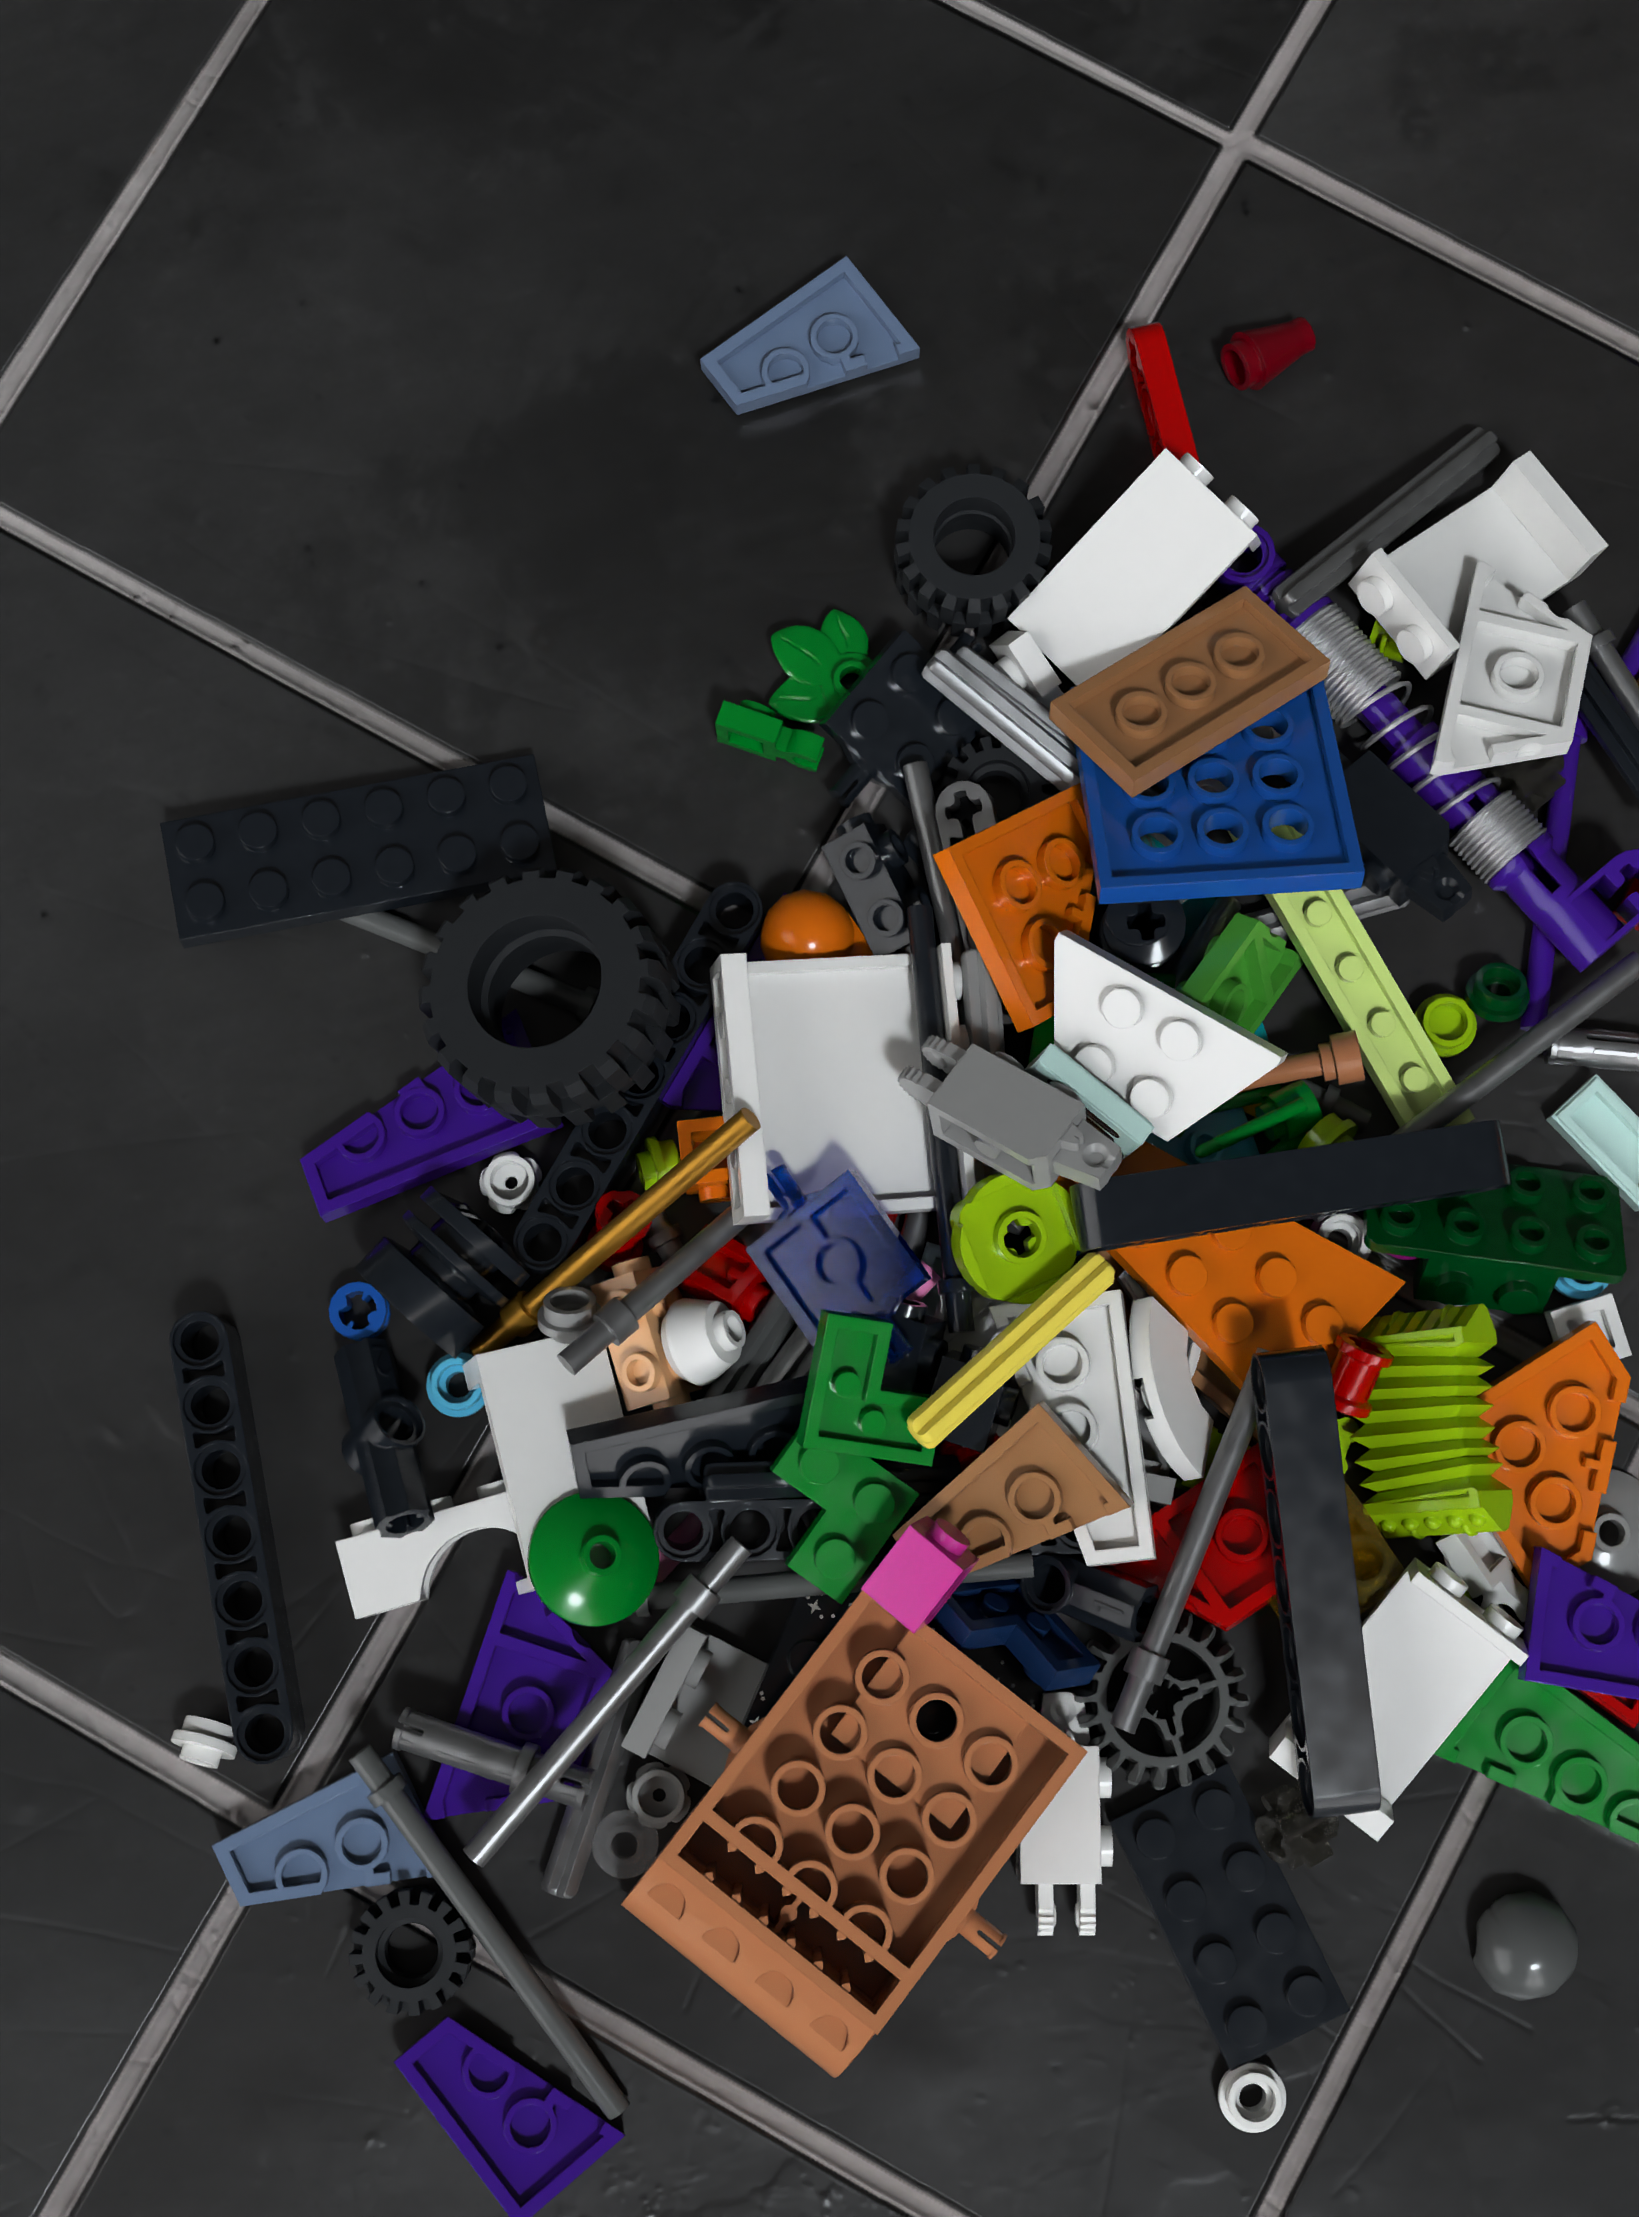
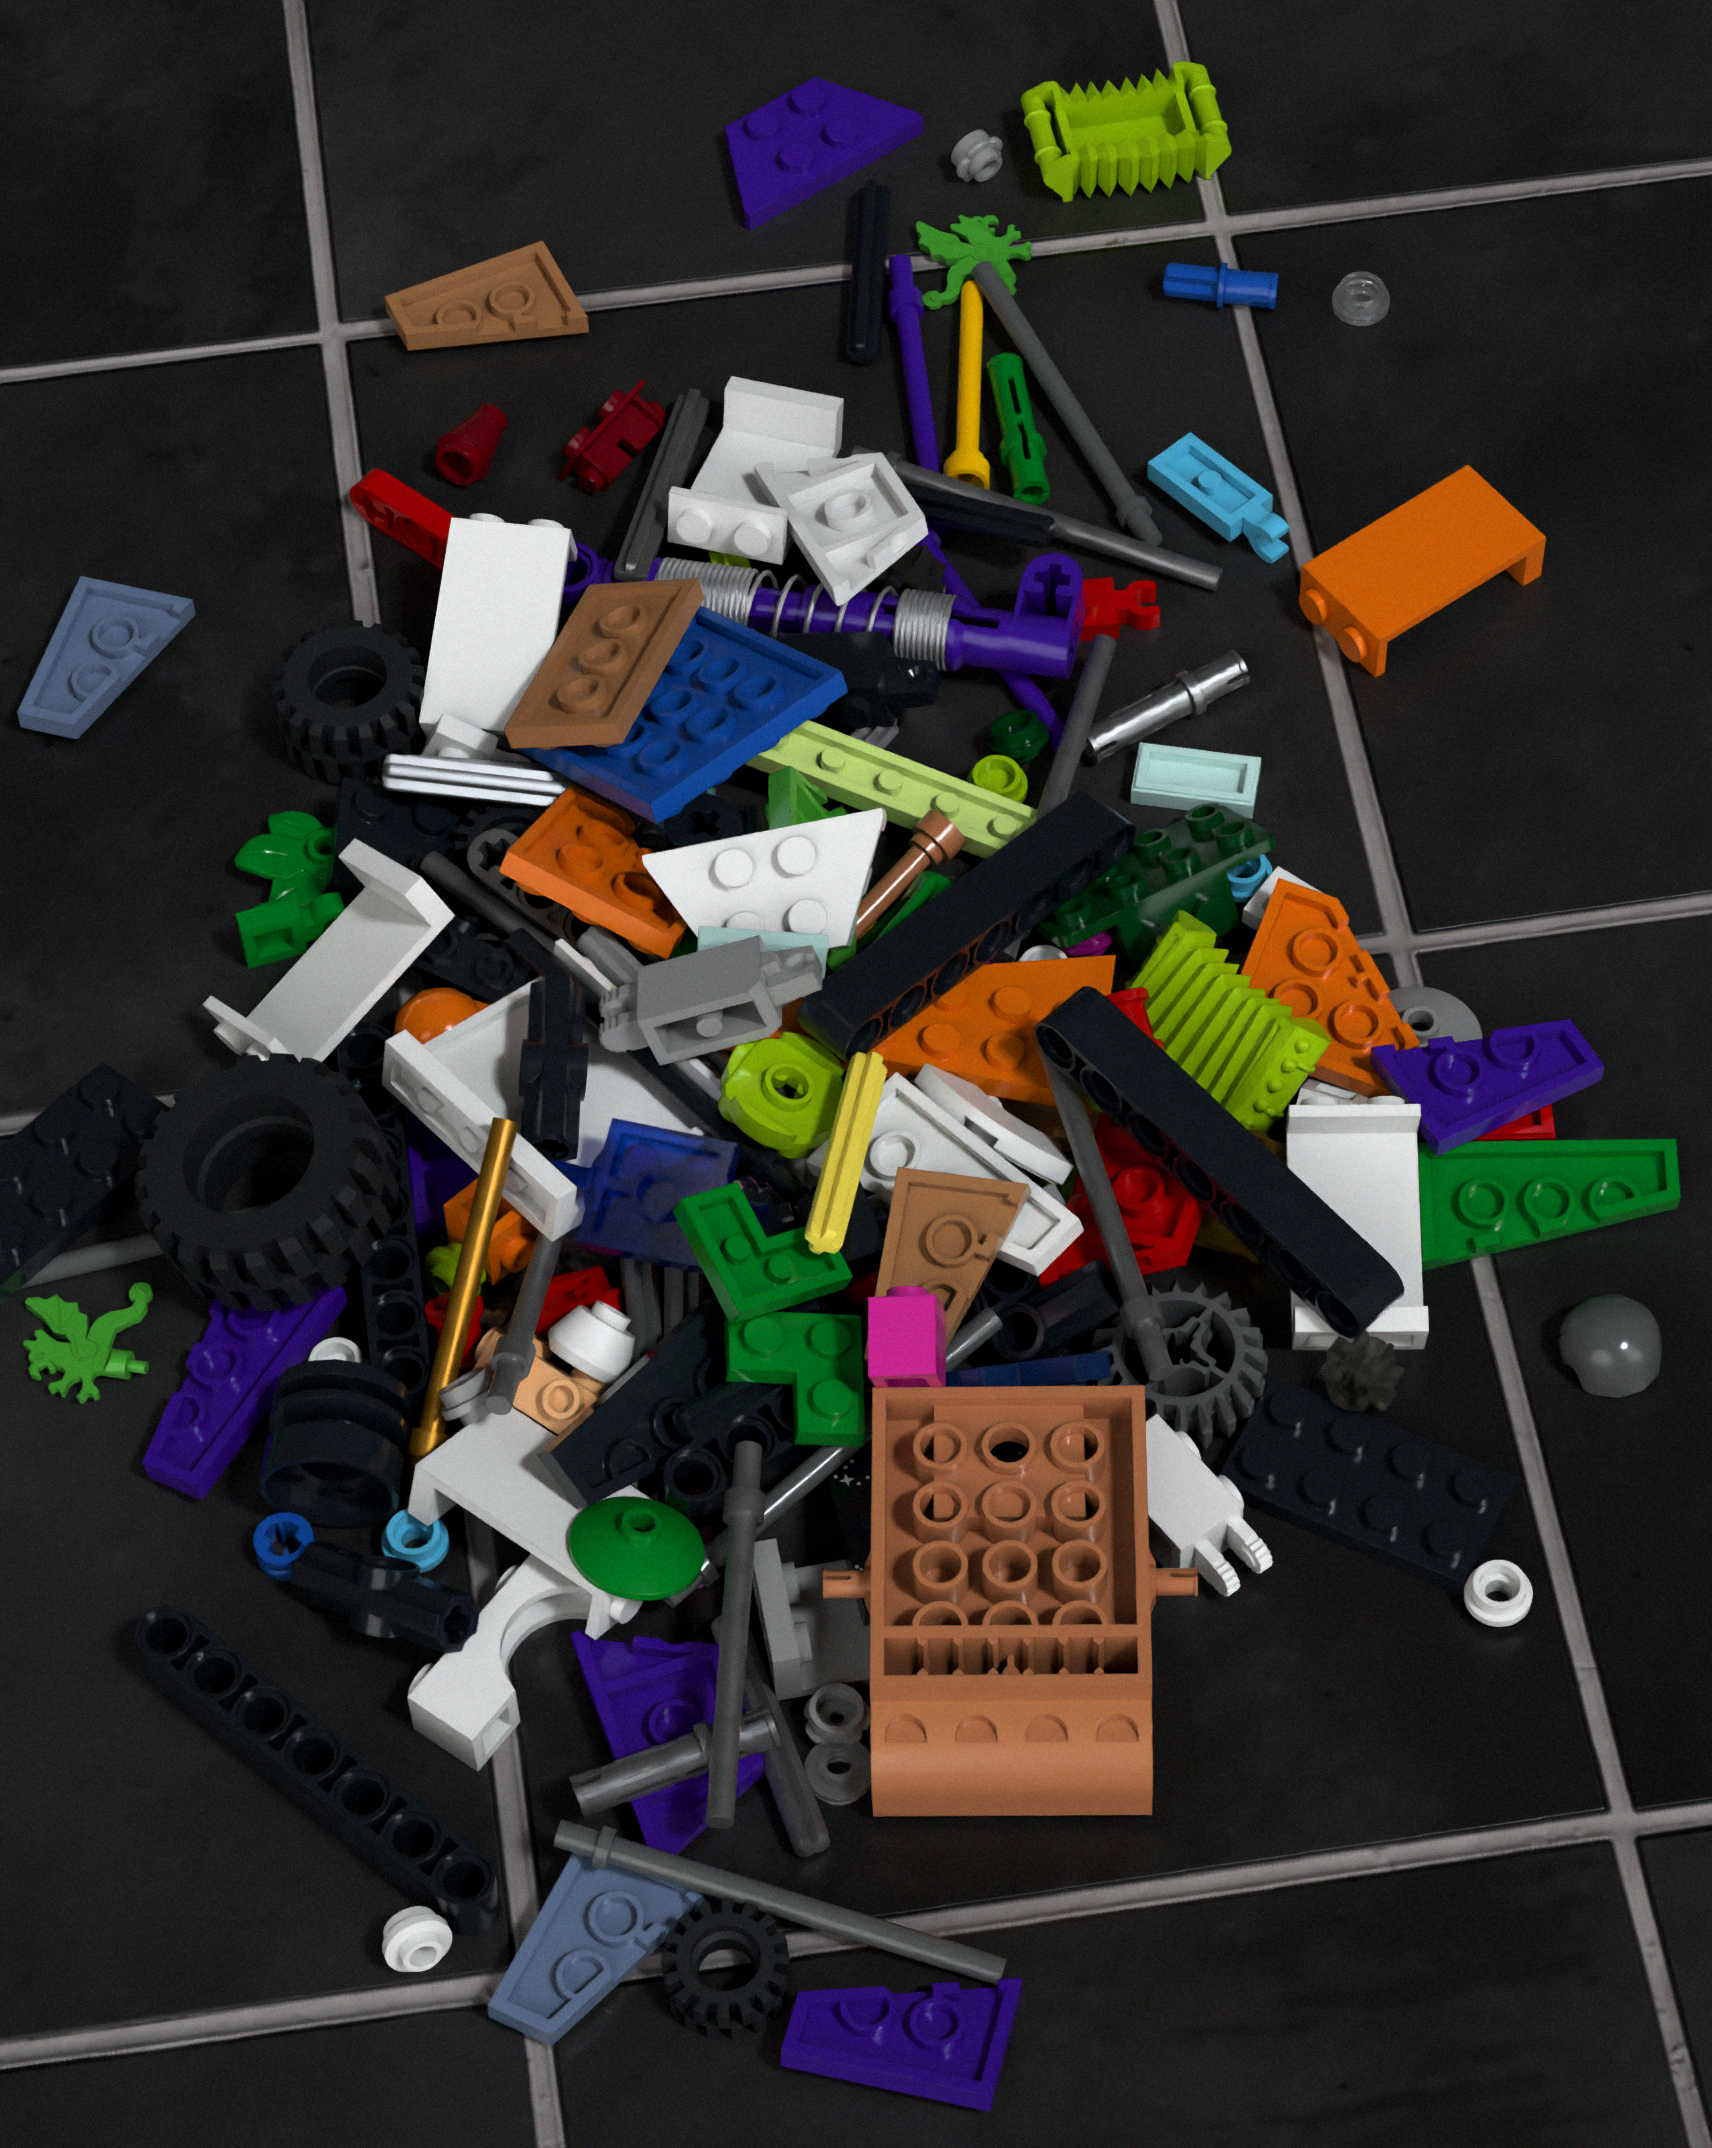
camera: 35 degrees left, 25 degrees down
(337, 1017) = (89, 1349): none -> bright green piece
(759, 822) = (344, 967): none -> white panel
(845, 1071) = (554, 1067): none -> black piece
(1390, 210) = (488, 302): none -> medium nougat wing
(1412, 424) = (596, 453): none -> dark red hinge

